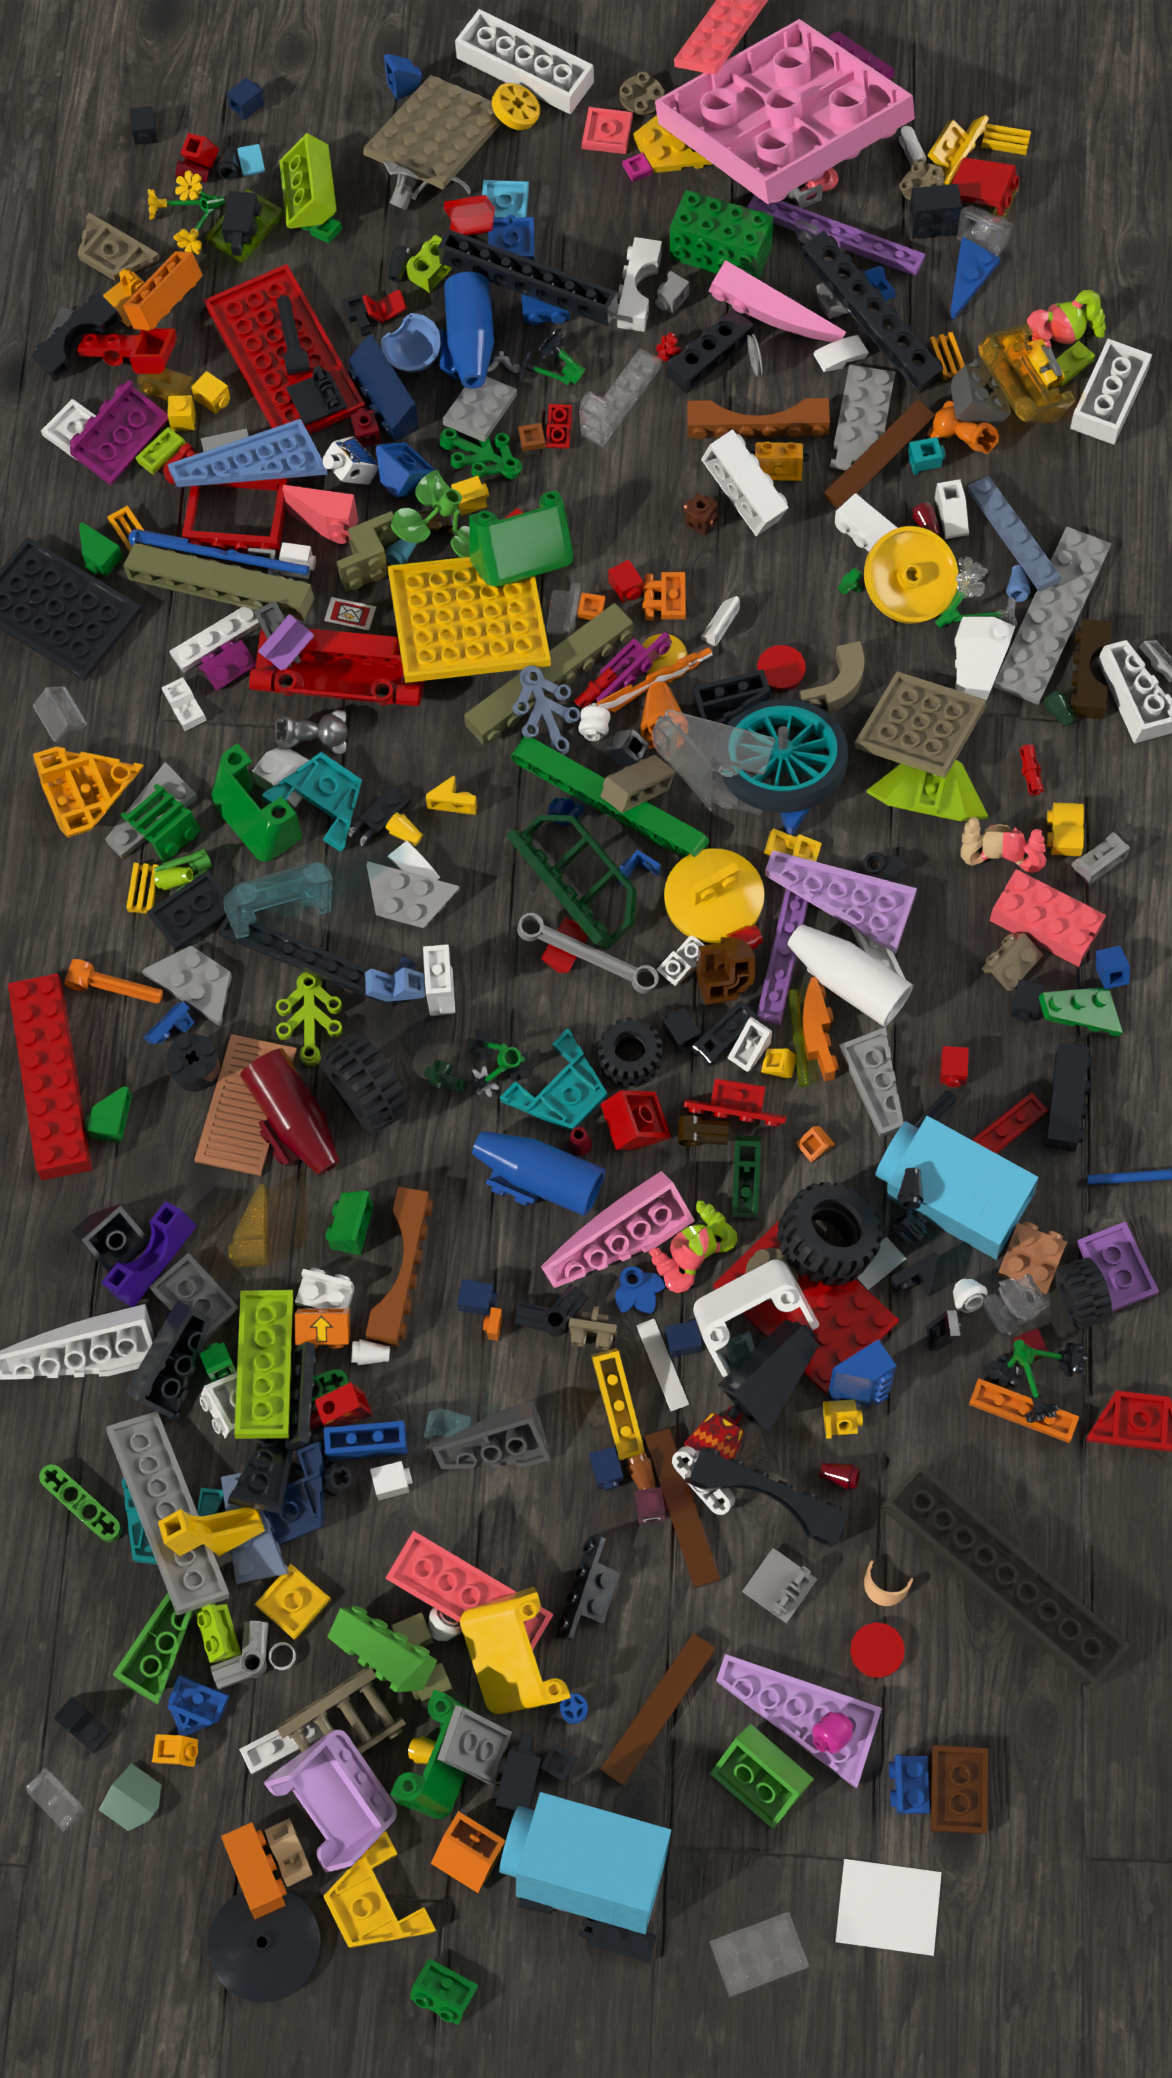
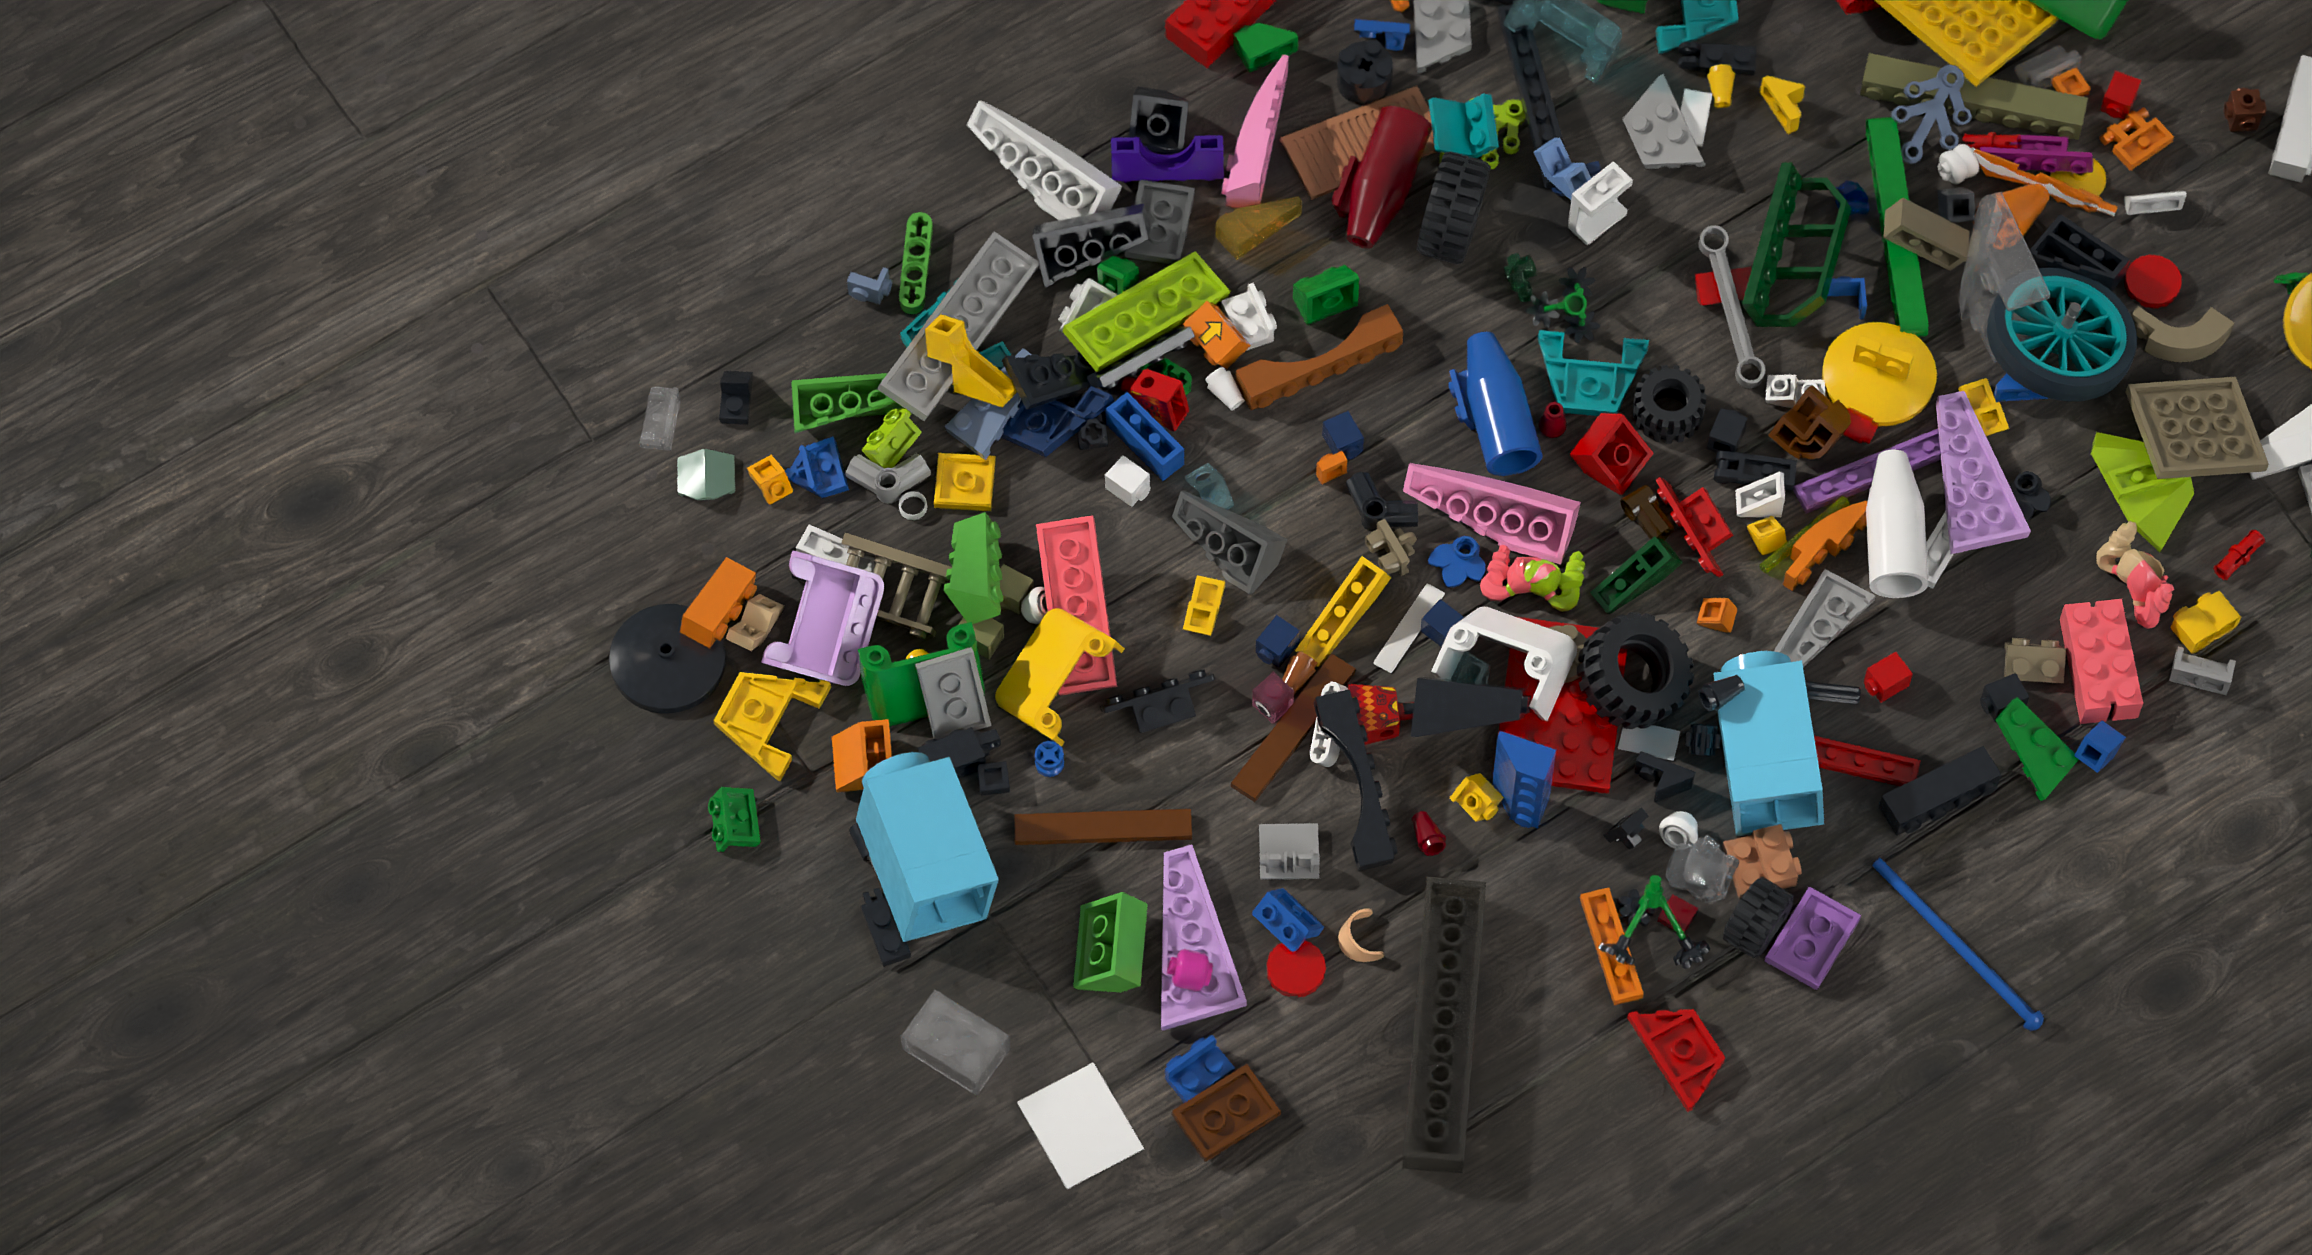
camera: 50 degrees right, 5 degrees down
(73, 1558) = (869, 289): none -> sand blue bracket
(189, 1182) = (1255, 142): none -> bright pink wedge
(300, 1025) = (1464, 127): none -> teal bracket
(534, 1499) = (1204, 605): none -> yellow slope
(836, 1628) = (1286, 918): none -> blue bracket

